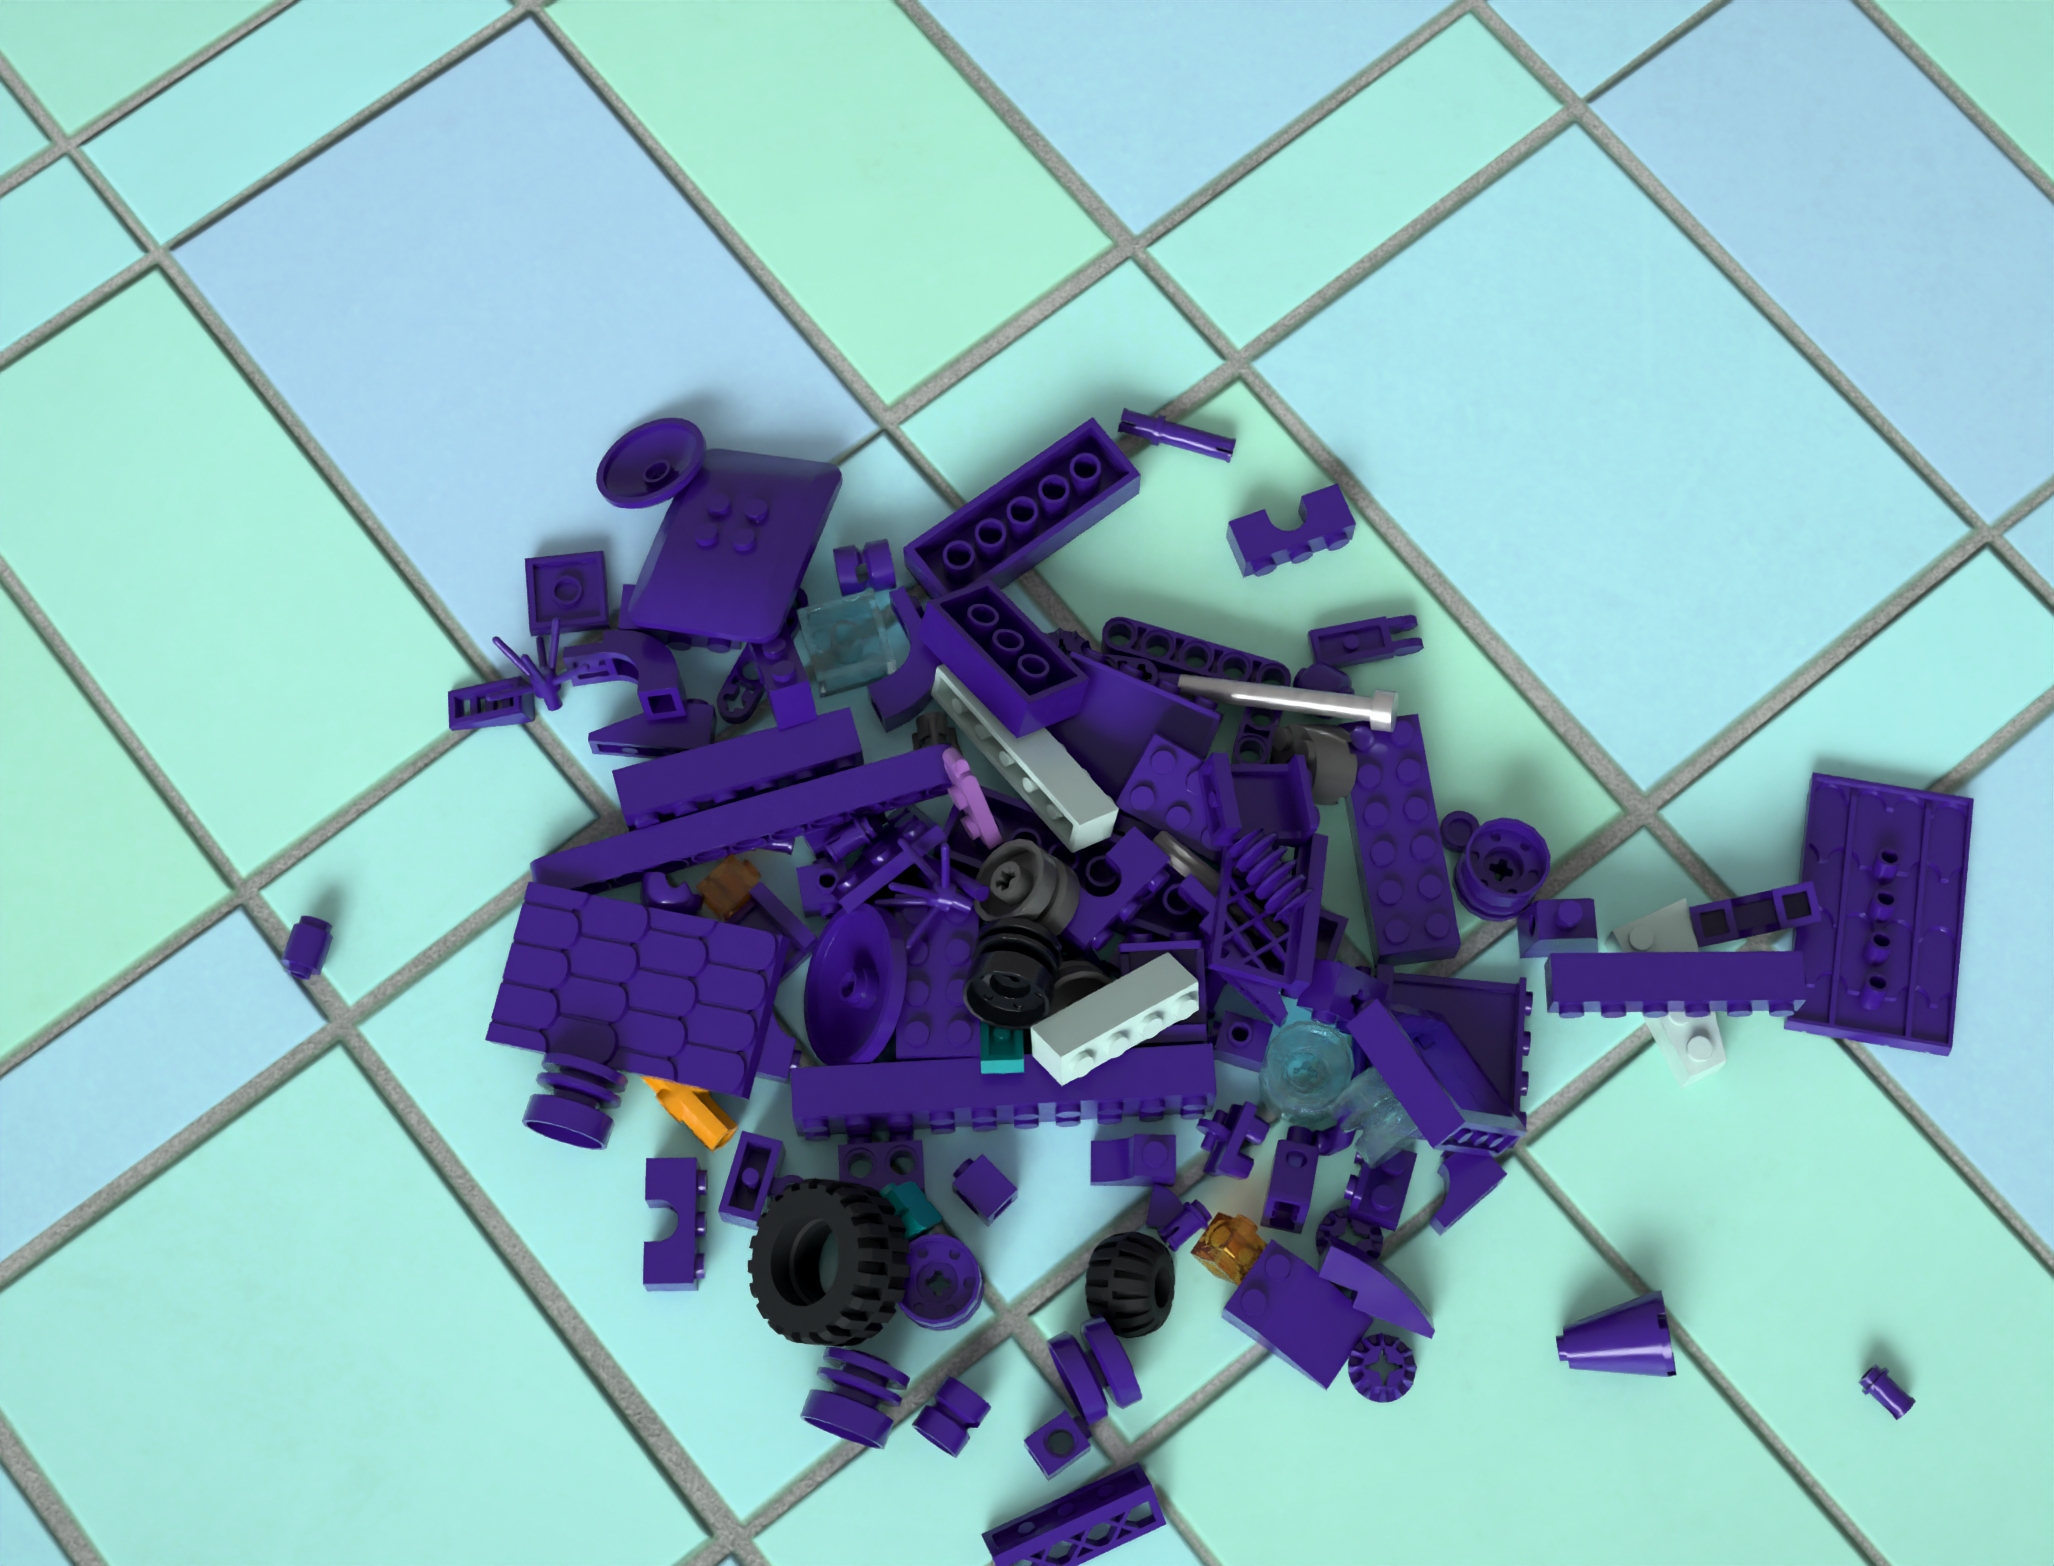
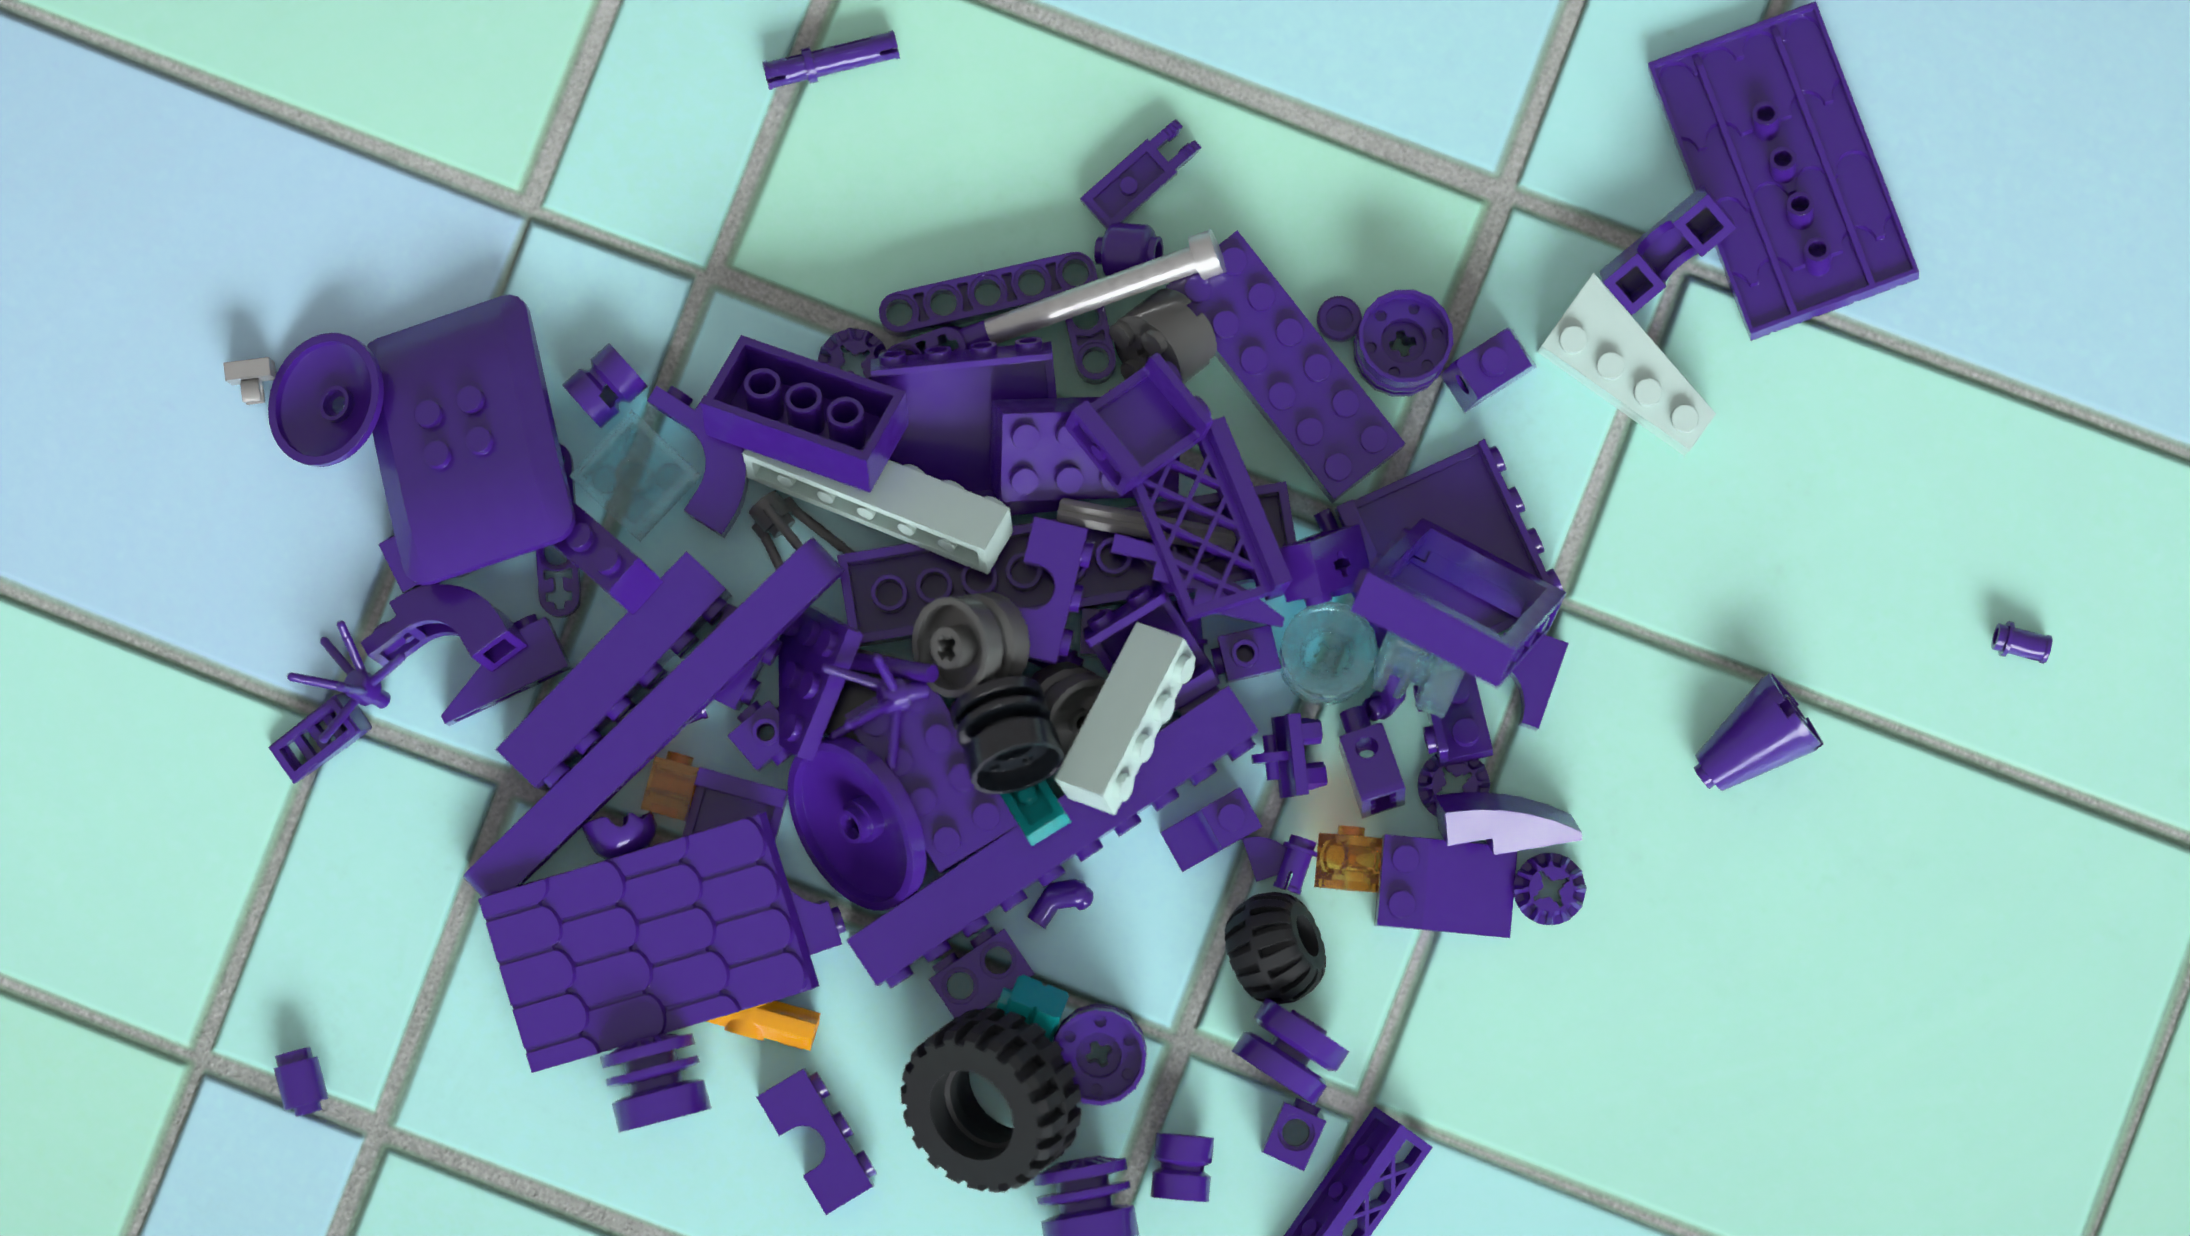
camera: 30 degrees left, 15 degrees up
(567, 589) = (323, 579): dark purple plate -> none
(608, 421) = (250, 375): none -> light grey tile
(754, 1180) = (871, 1058): dark purple brick -> none
(851, 838) = (764, 678): dark purple pin -> none
(969, 797) = (860, 583): medium lavender hinge -> none
(980, 1143) = (1059, 896): none -> dark purple arm
(983, 1188) = (1086, 937): dark purple brick -> none
(1025, 514) = (732, 243): dark purple brick -> none
(1262, 546) = (983, 133): dark purple arch -> none
(1270, 873) = (1196, 494): dark purple piece -> none
(1675, 983) = (1630, 371): dark purple brick -> none

